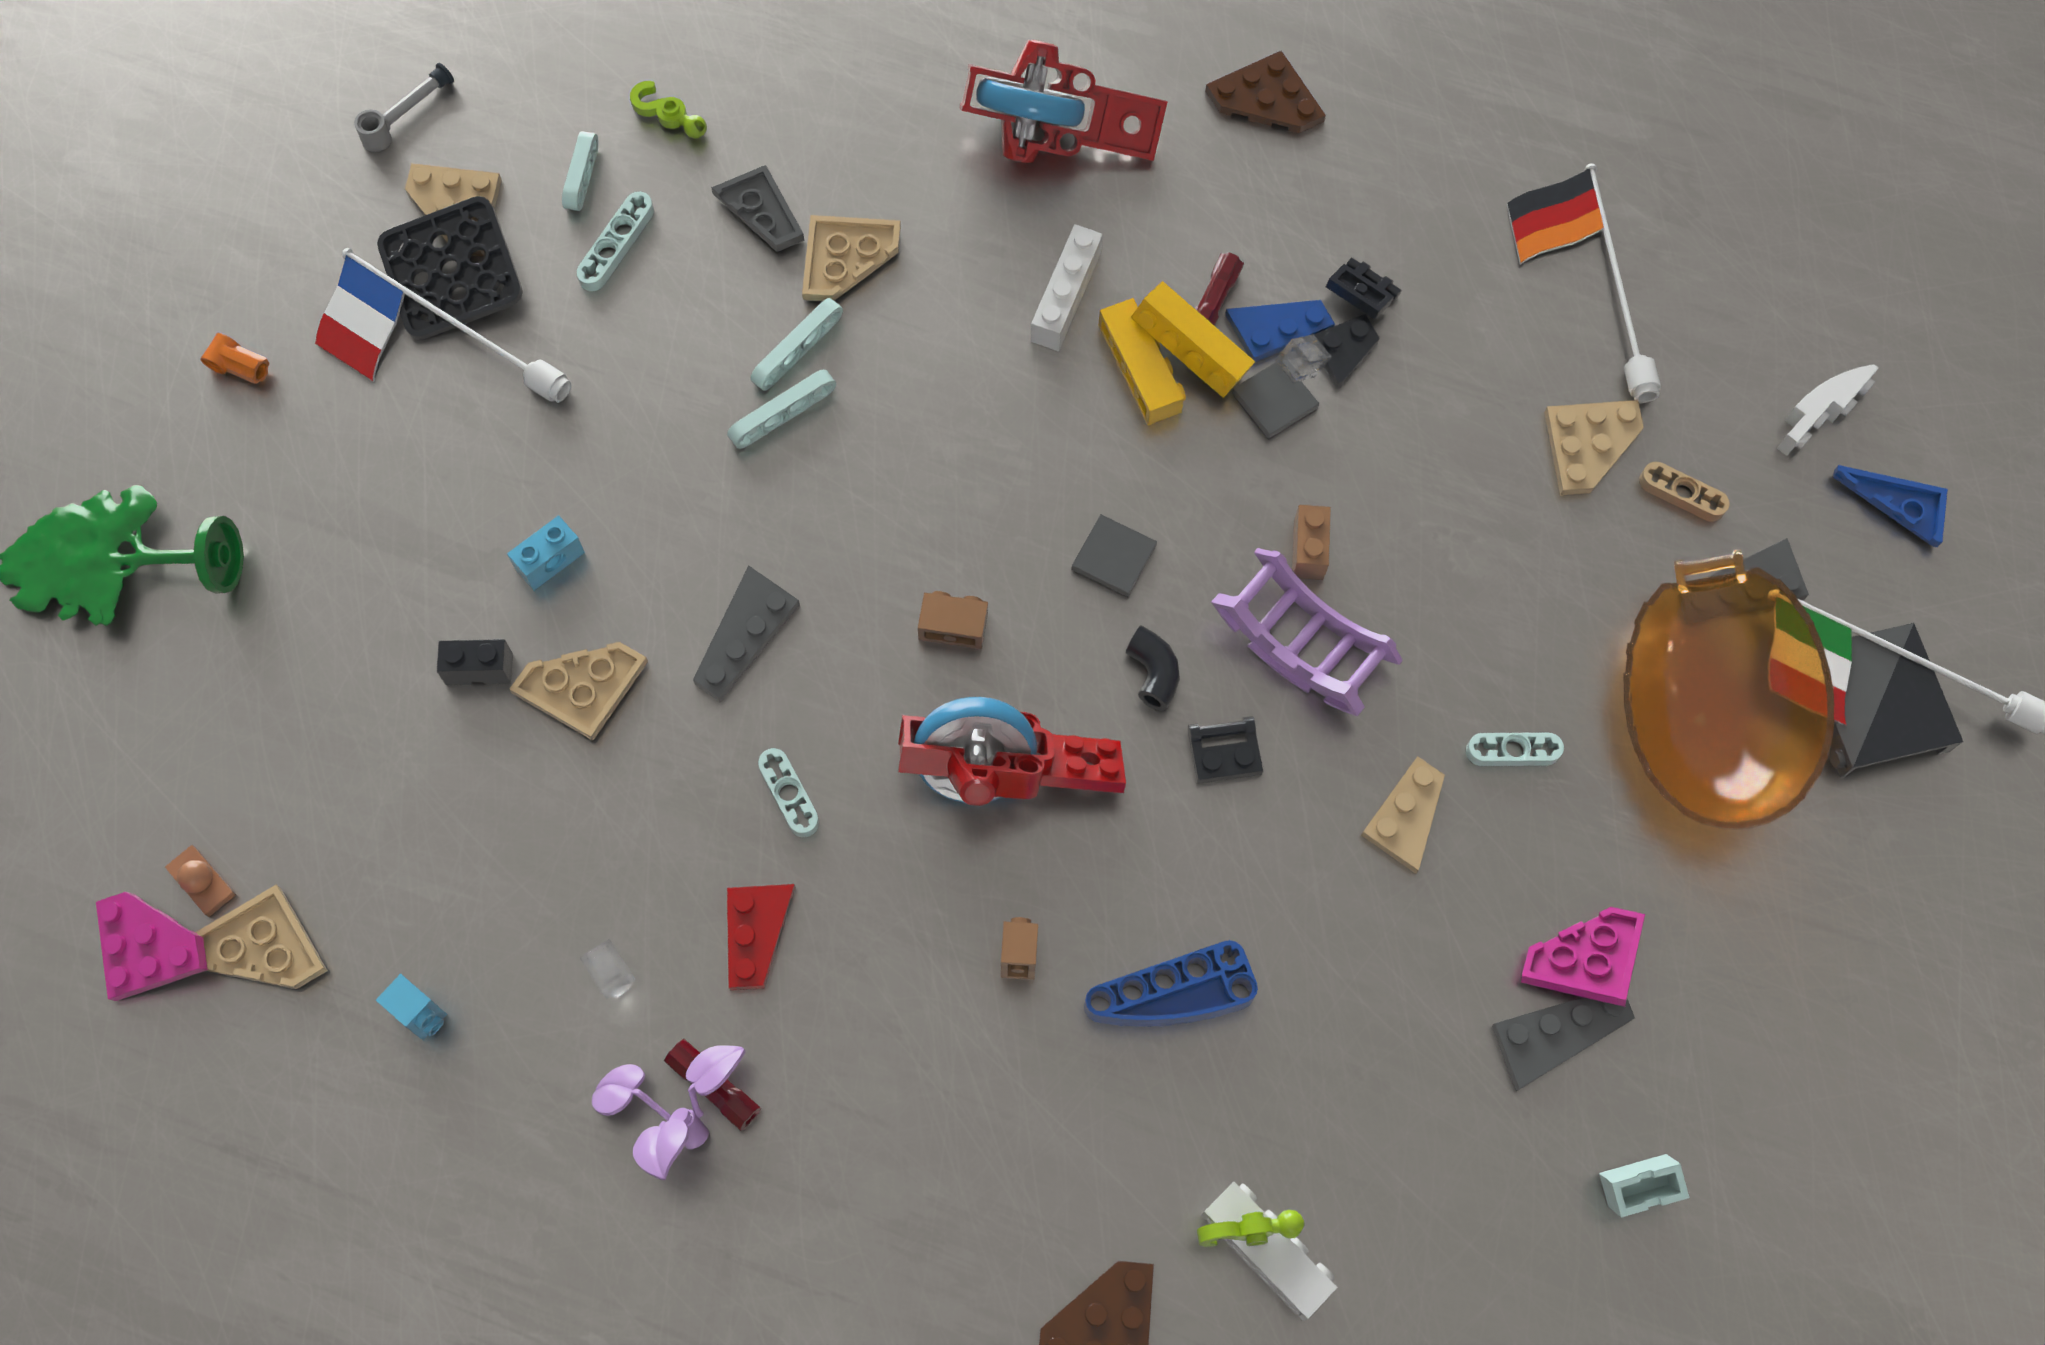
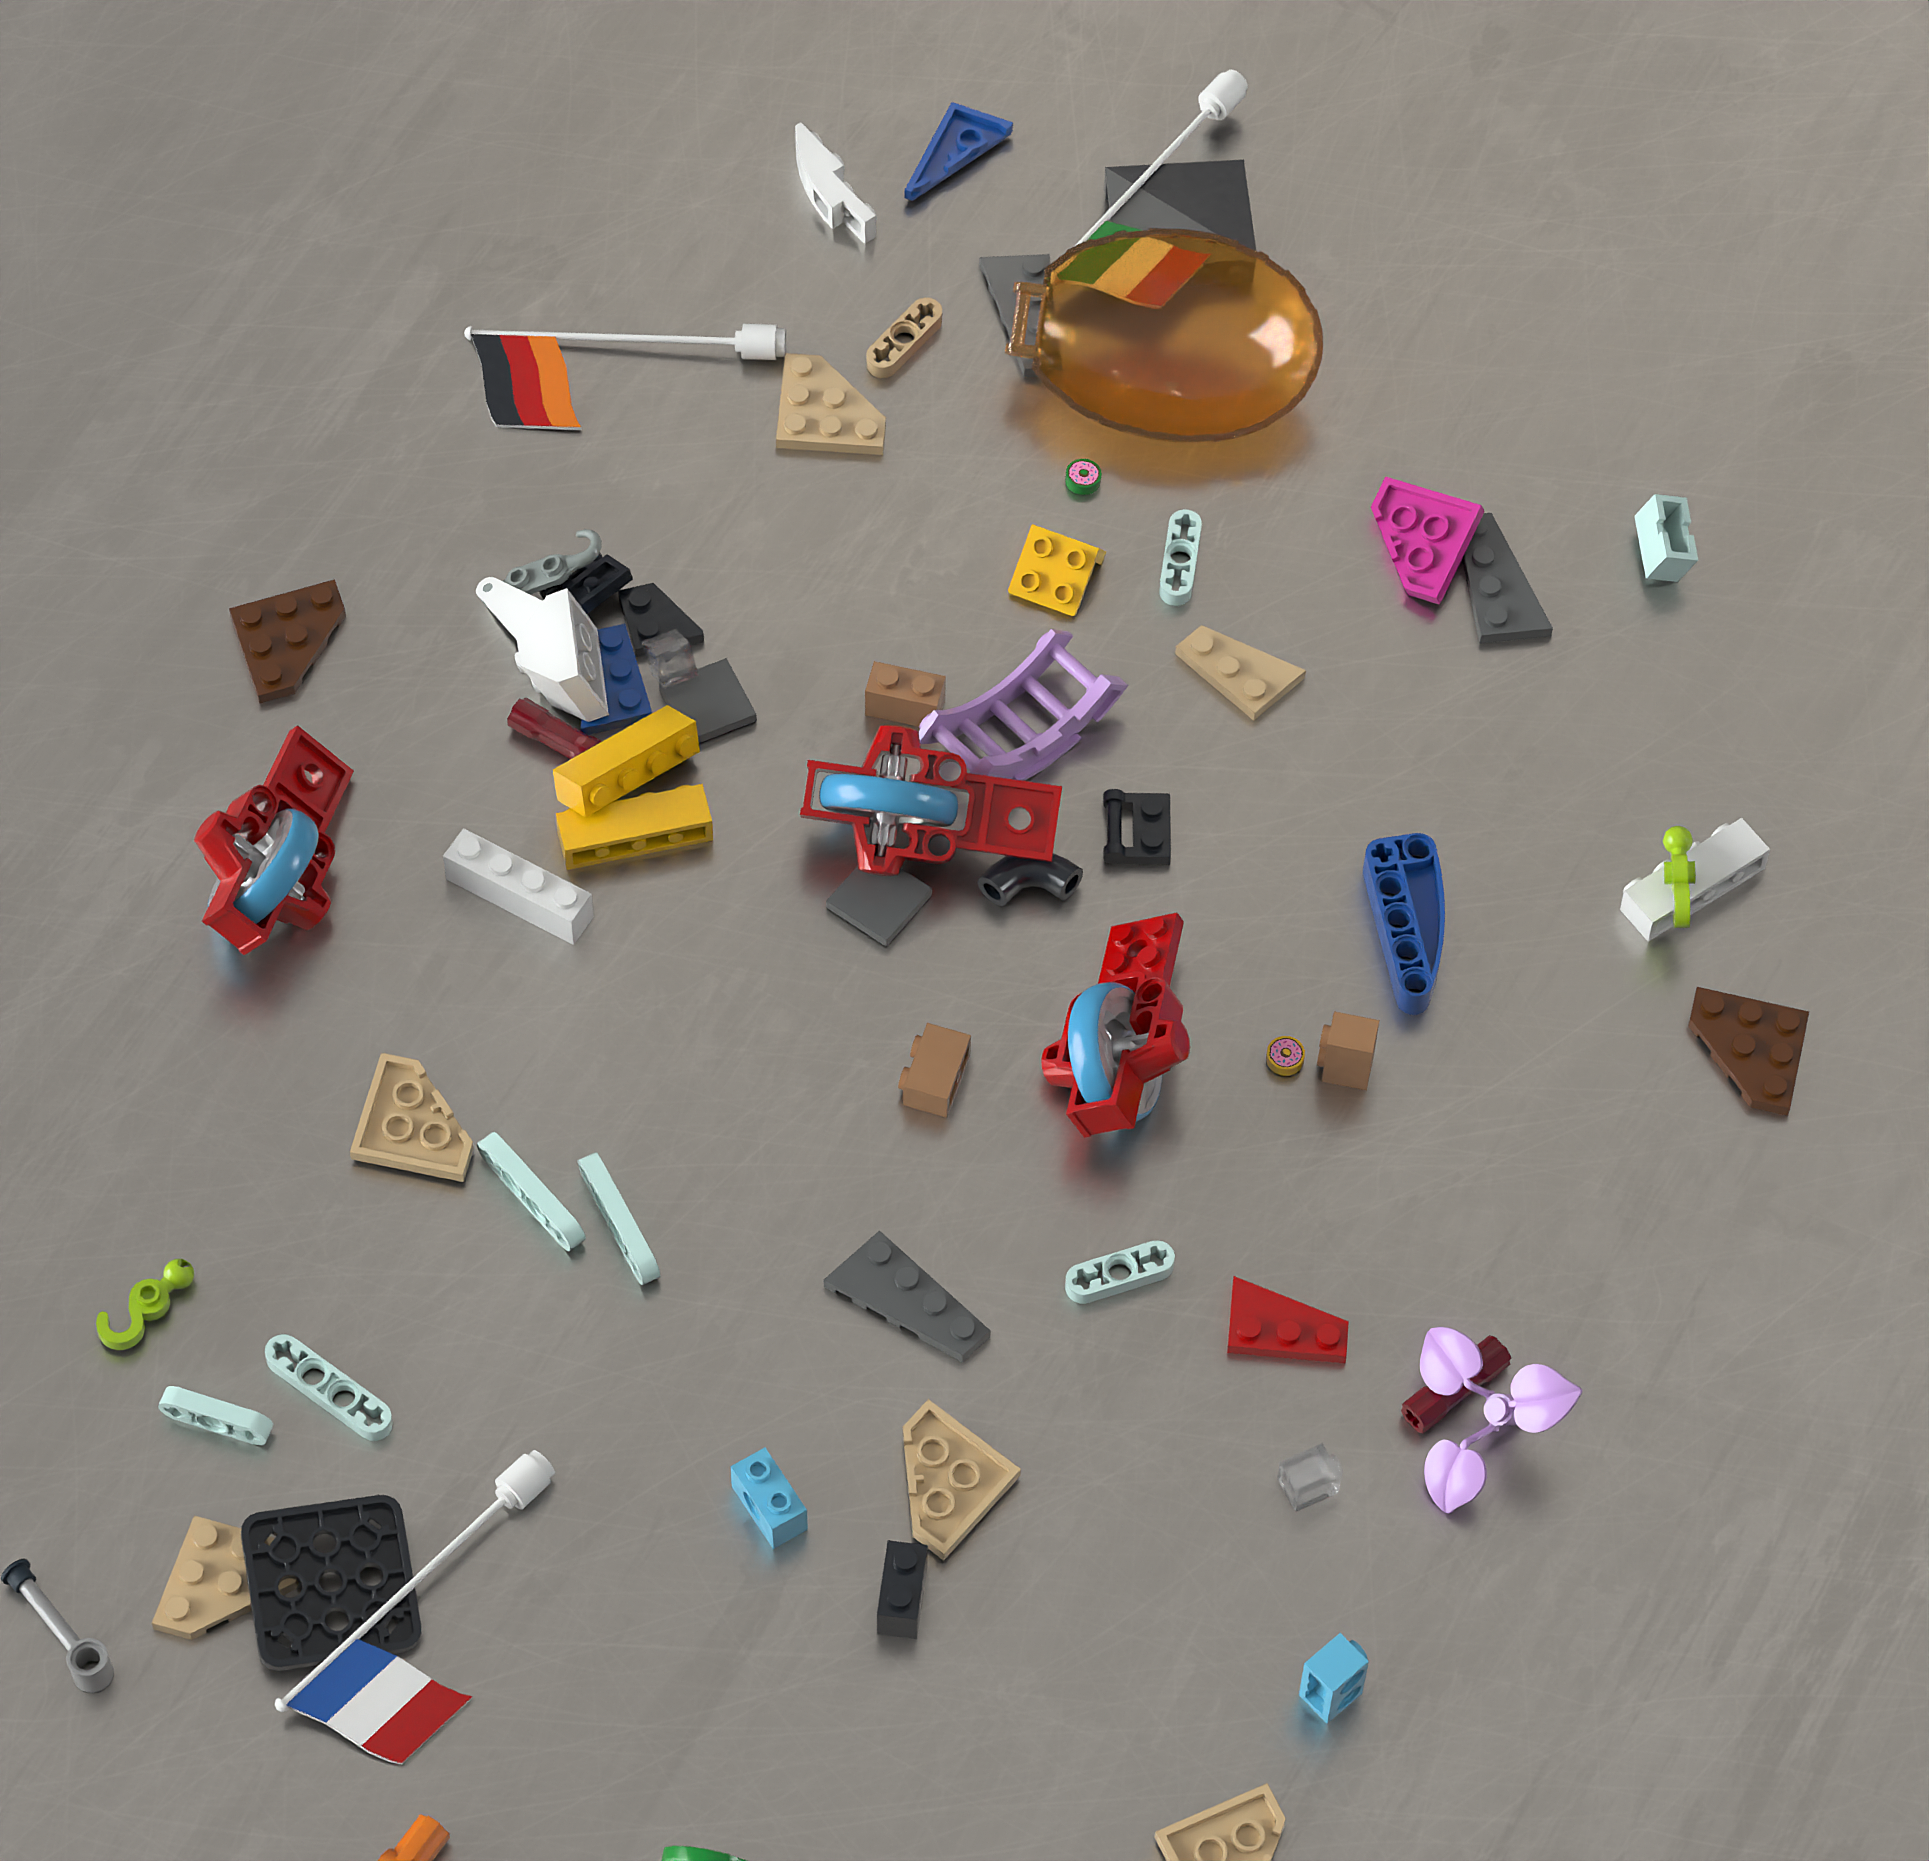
camera: 80 degrees left, 10 degrees down
(761, 206) = (321, 1208): dark grey wing -> none
(1019, 901) = (1285, 1055): none -> tile
(1188, 555) = (926, 805): none -> red piece
(1290, 271) = (553, 635): none -> white slope
(1475, 645) = (1054, 570): none -> yellow bracket
(1579, 657) = (1083, 476): none -> tile

